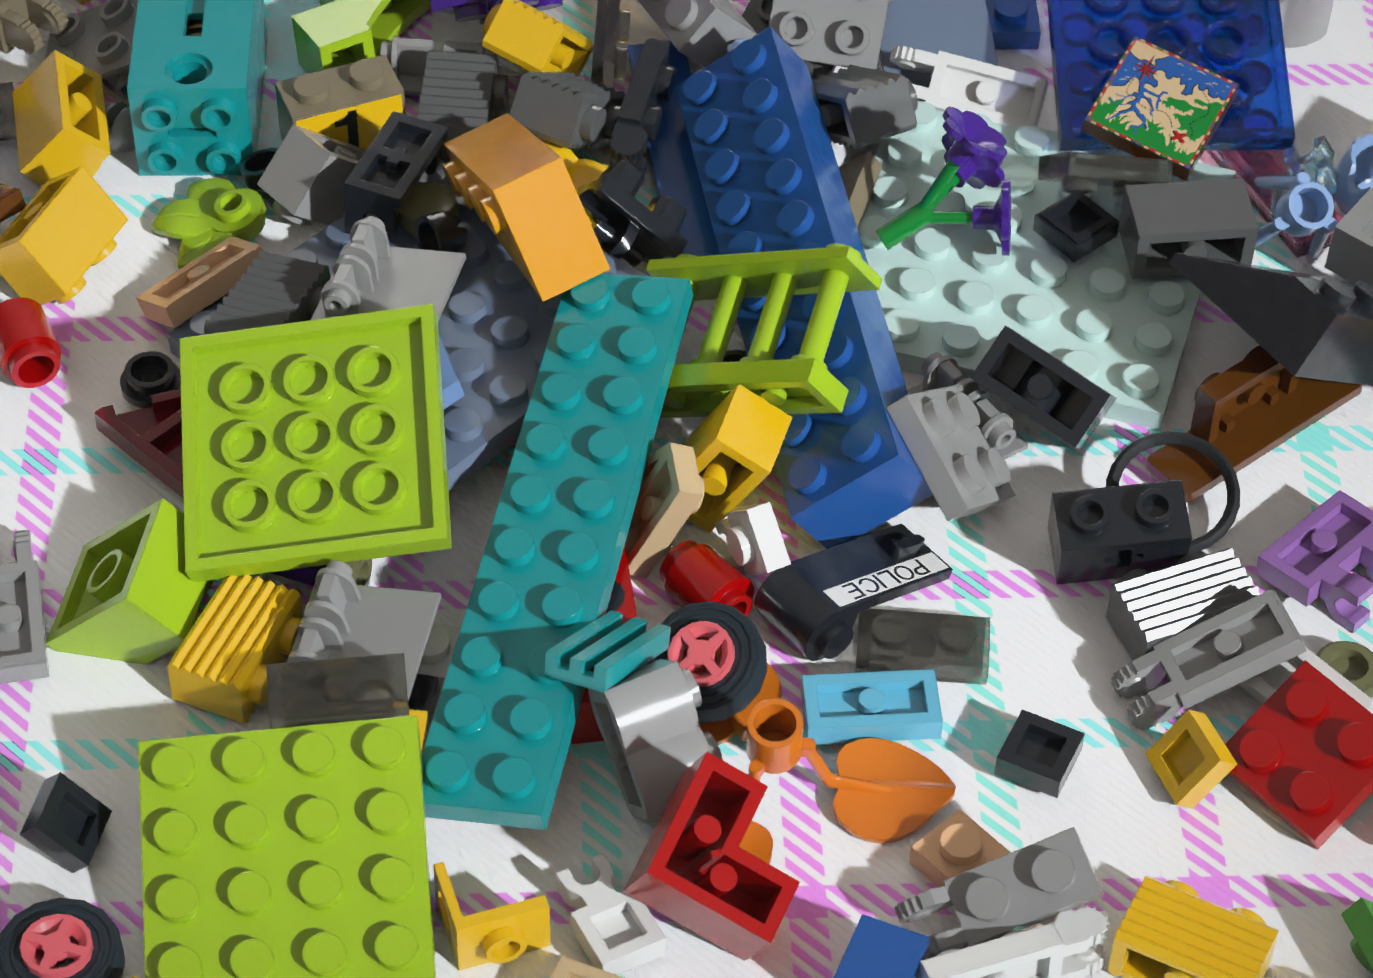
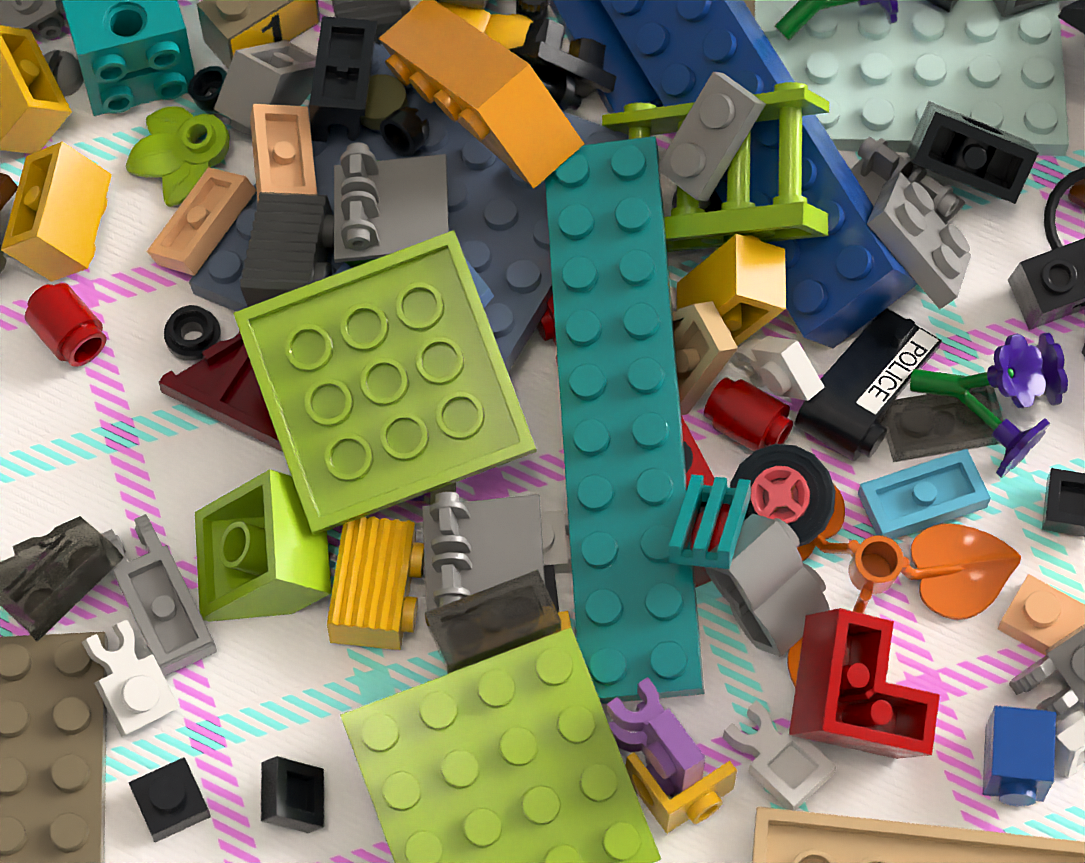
camera: 15 degrees left, 15 degrees up
(307, 222) = (282, 149): none -> light nougat plate
(476, 858) = (668, 748): none -> medium lavender plate
(743, 286) = (710, 136): none -> light grey plate
(1004, 594) = (1018, 373): none -> dark purple plant

